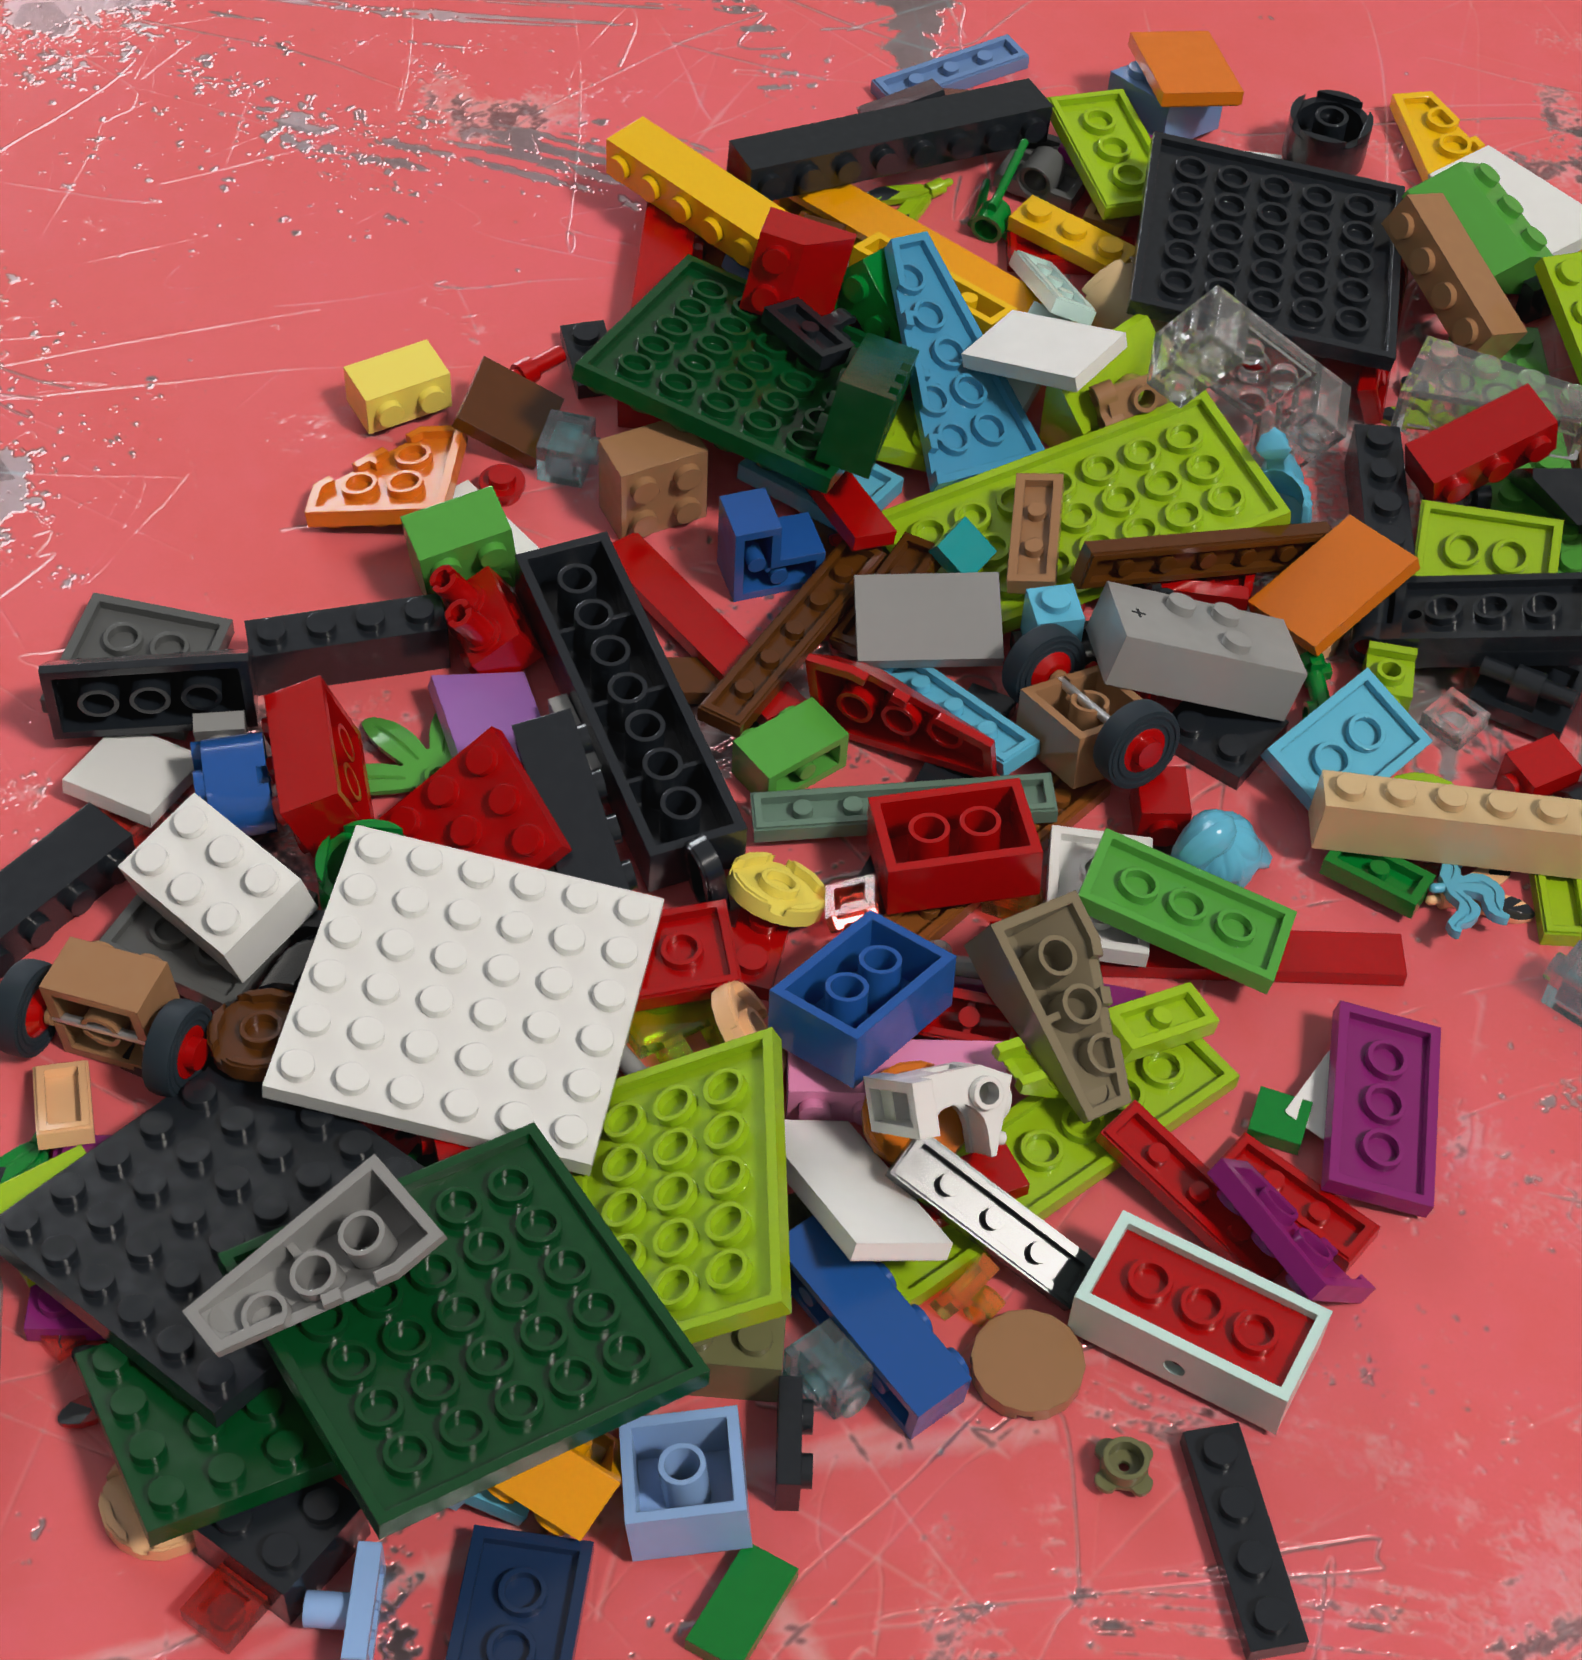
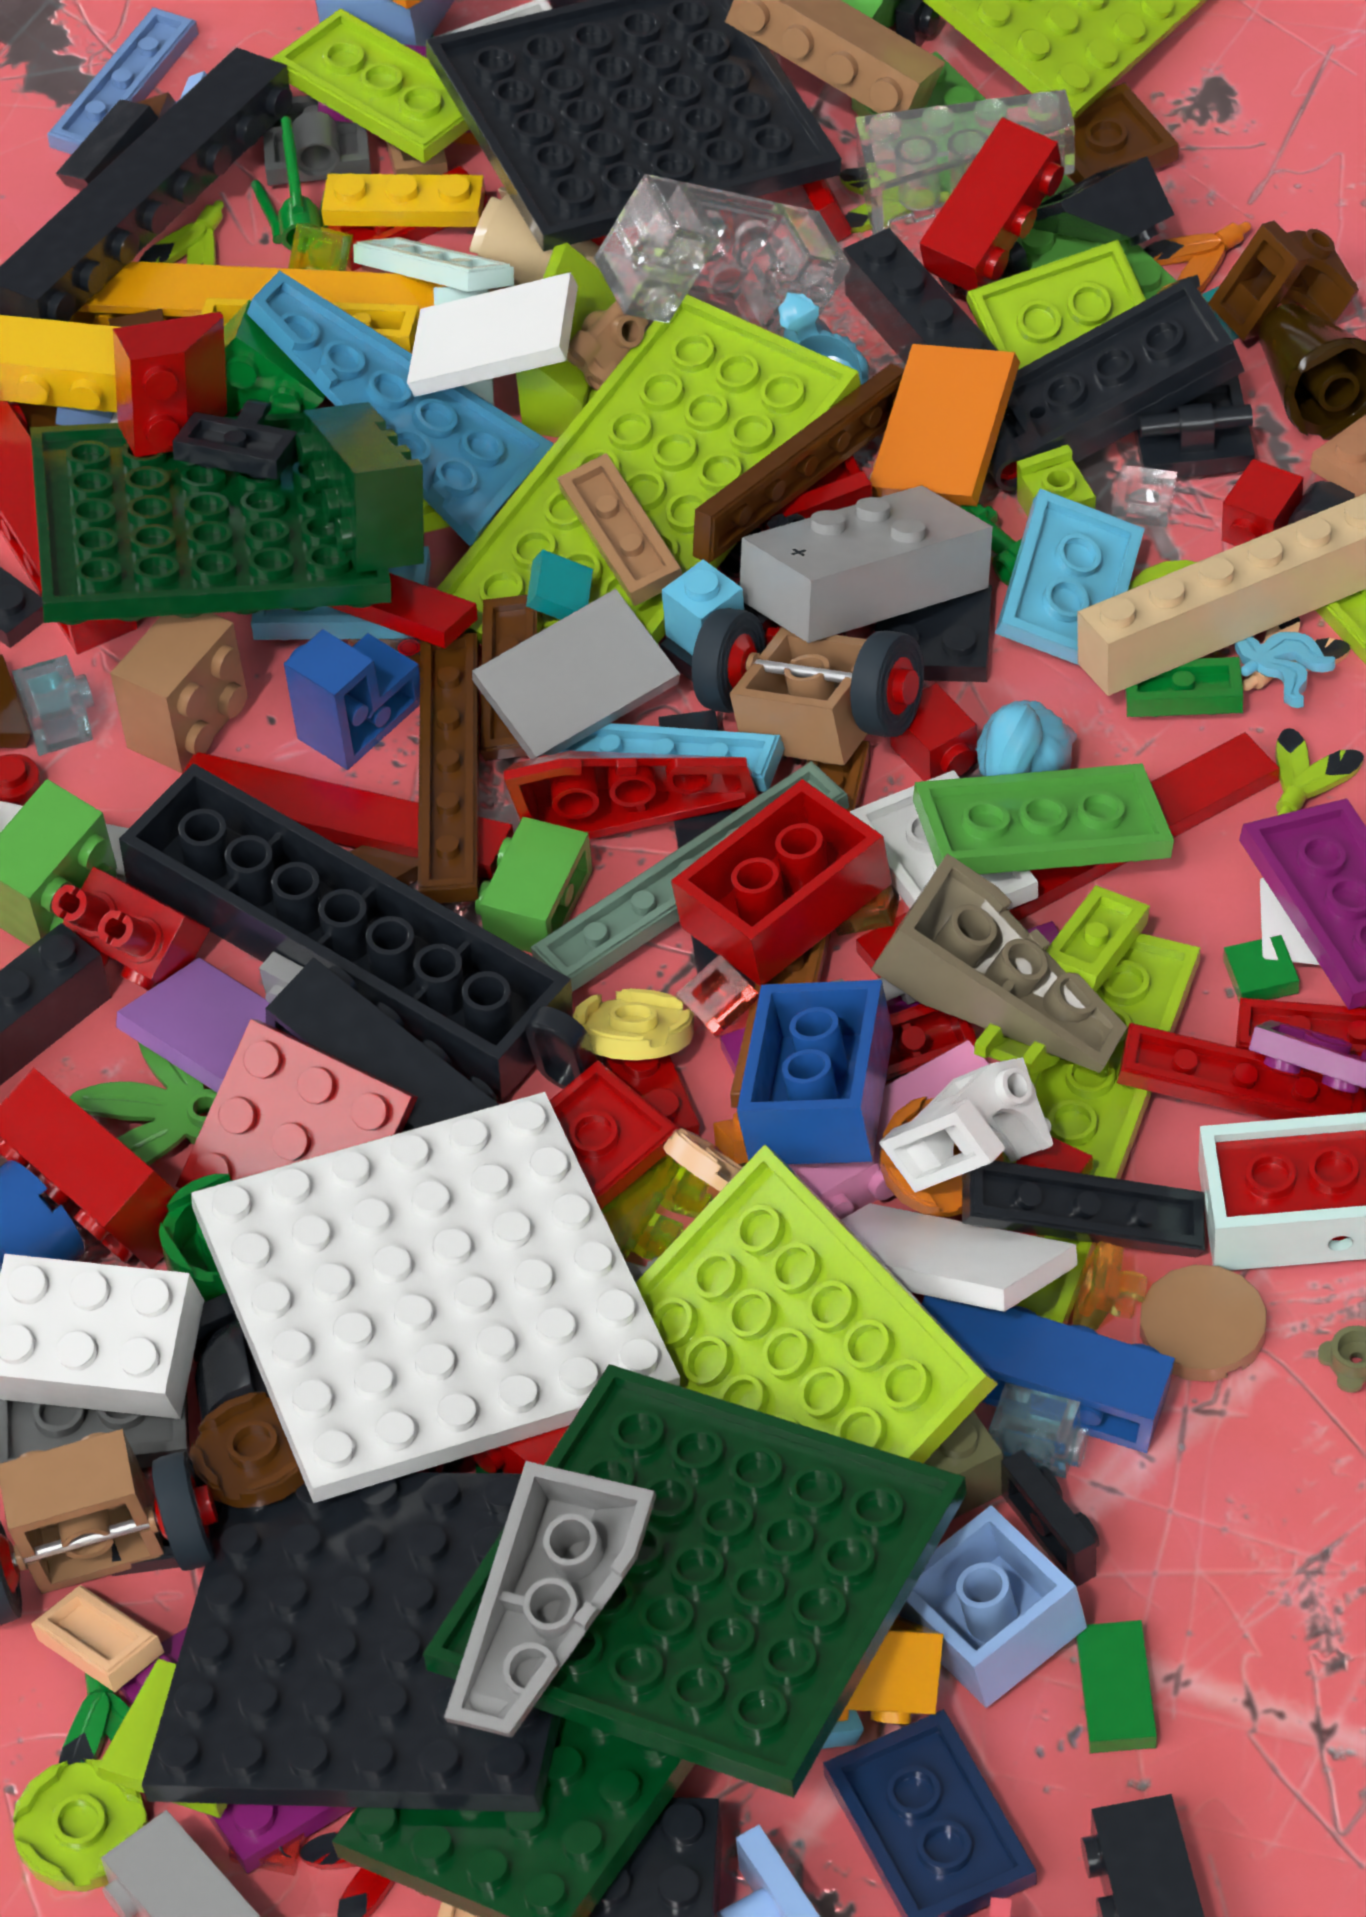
camera: 25 degrees left, 0 degrees up
(989, 242) = (319, 248): none -> clear neon green plate
(1423, 997) = (1305, 781): none -> lime piece

